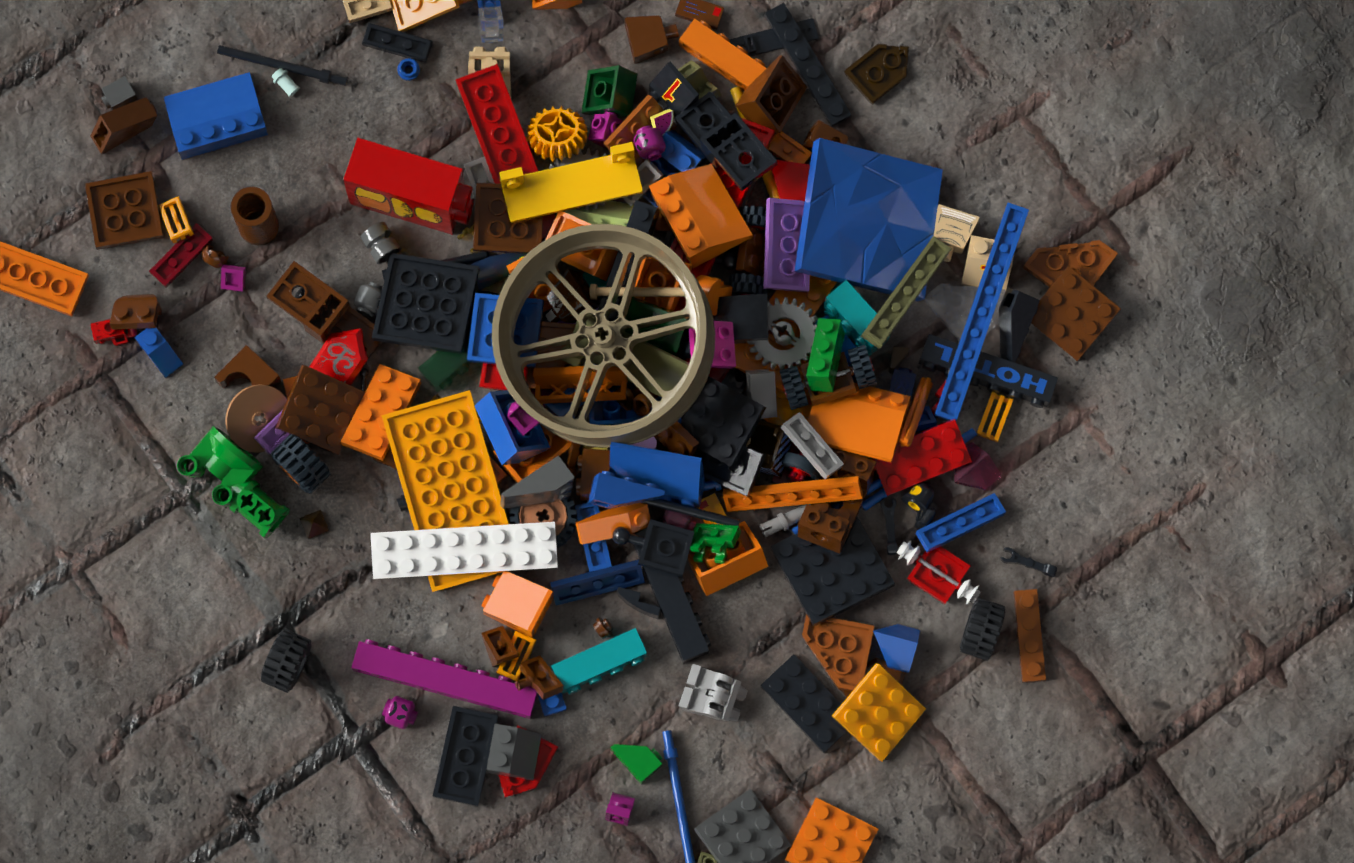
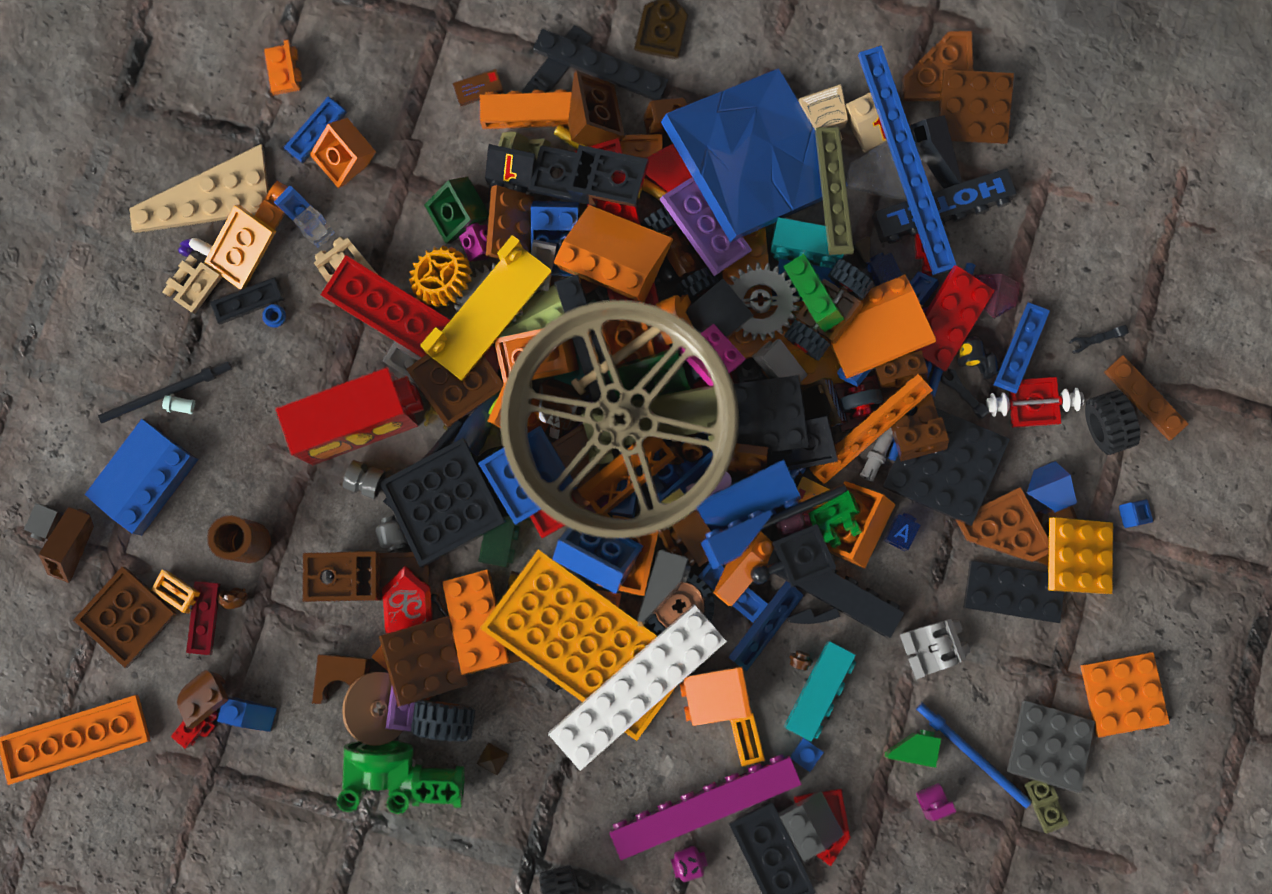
camera: 30 degrees left, 5 degrees up
(233, 278) = (262, 603): magenta plate -> none
(499, 646) = (728, 743): reddish brown slope -> none
(521, 419) = (602, 544): magenta plate -> none
(539, 677) = (783, 745): reddish brown plate -> none
(648, 36) = (452, 139): reddish brown torso -> none
(649, 143) = (525, 225): magenta head -> none
(663, 120) = (521, 201): dark pink tile -> none
(757, 591) = (902, 531): none -> clear blue brick
(812, 445) = (861, 377): light grey plate -> none
(915, 412) = (908, 268): orange axle -> none
(951, 717) = (1135, 513): none -> blue slope
(1001, 399) = (985, 236): light orange tile -> none

